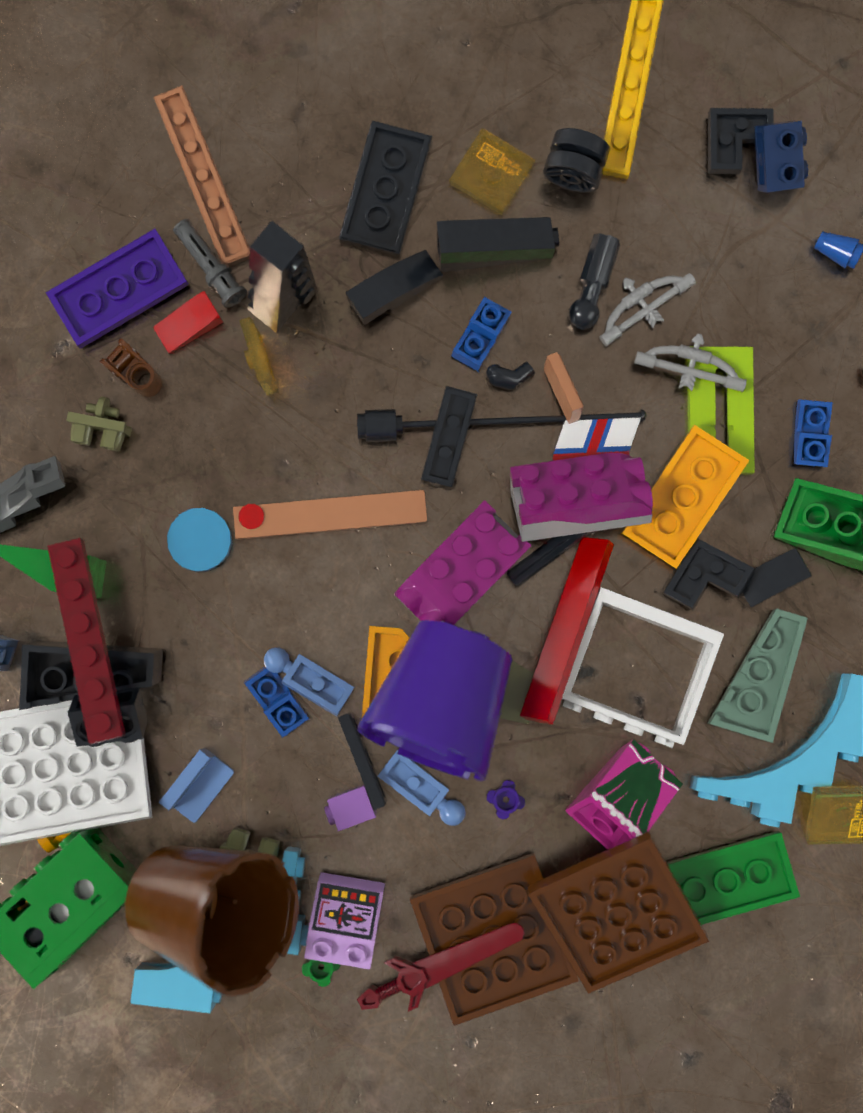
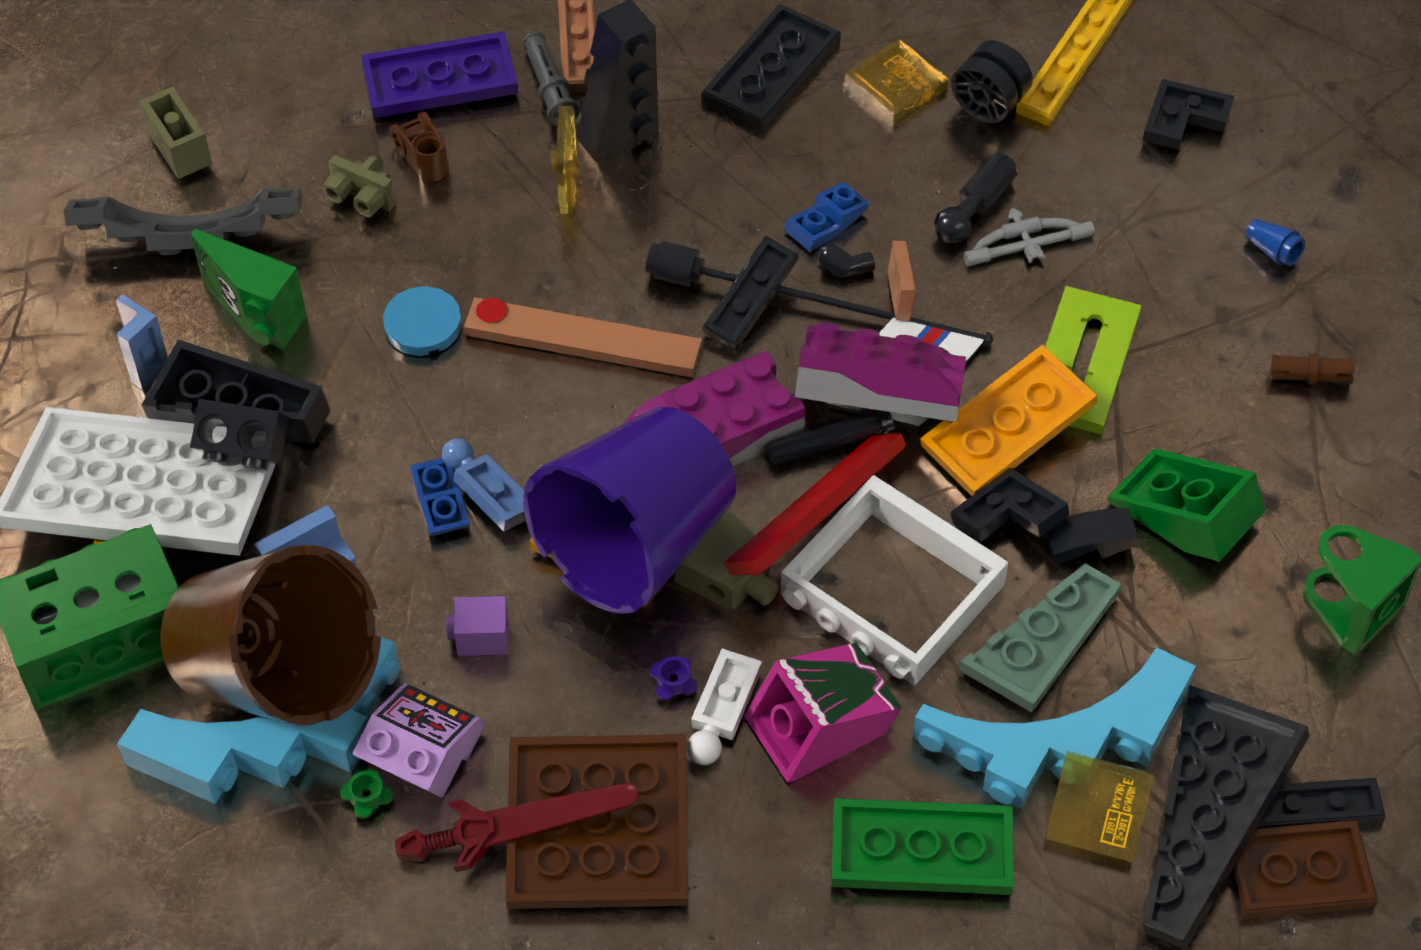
camera: 15 degrees right, 30 degrees down
(86, 641) = (253, 338): dark red plate -> none
(187, 323) = (503, 123): red slope -> none
(363, 760) = (515, 582): black tile -> none
(393, 286) = (742, 145): black slope -> none
(421, 789) = (573, 633): medium blue plate -> none
(494, 242) = (869, 130): black slope -> none
(549, 813) = (722, 704): none -> white plate
(618, 912) = (765, 814): reddish brown plate -> none
(695, 355) = (1054, 307): light grey piece -> none
(780, 156) = (1227, 133): dark blue brick -> none
(812, 433) = (1189, 407): blue slope -> none

